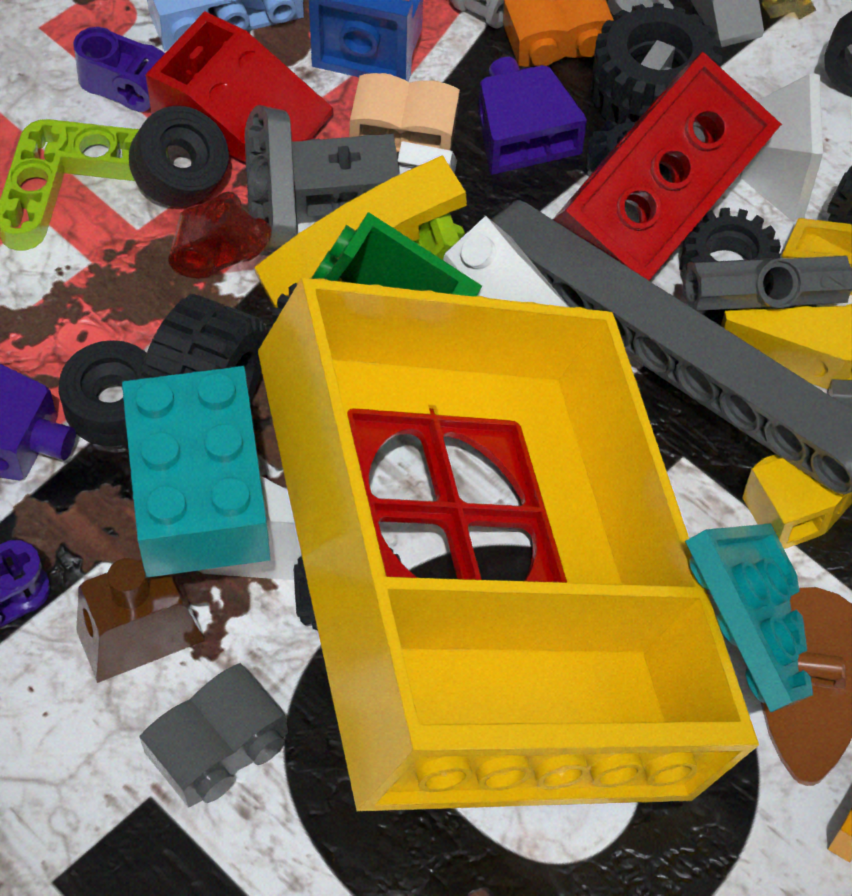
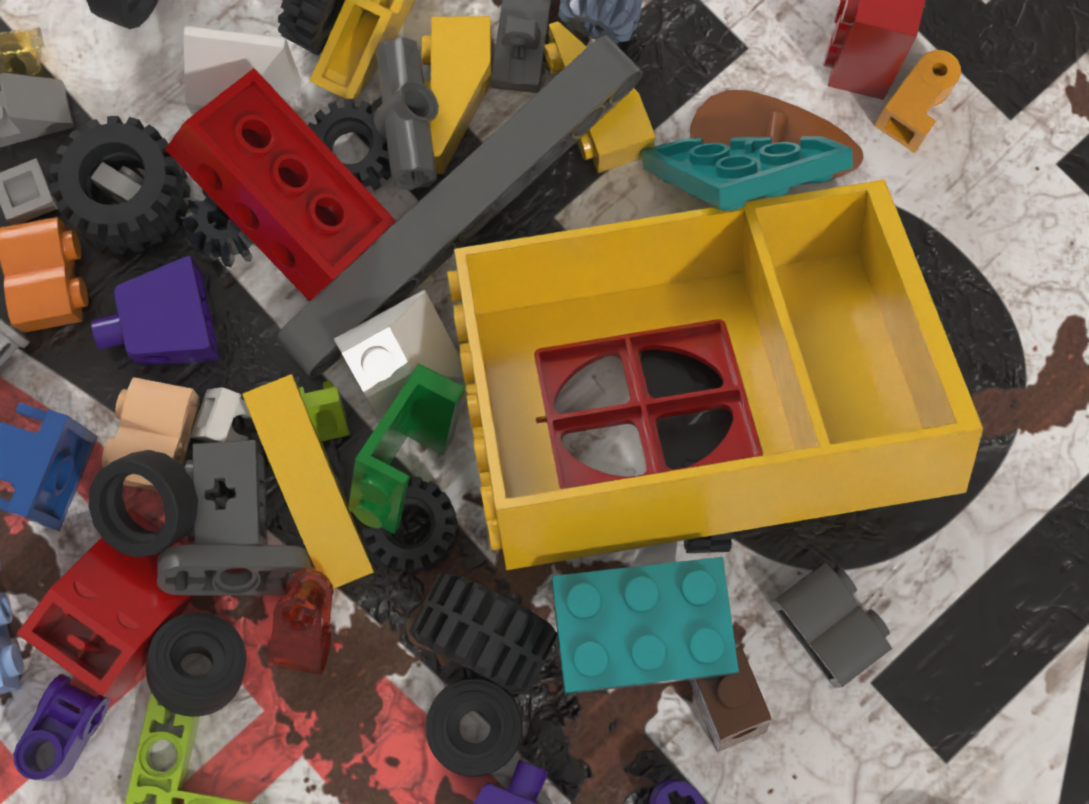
camera: 85 degrees left, 20 degrees up
(330, 92) = (114, 521): none -> black tyre

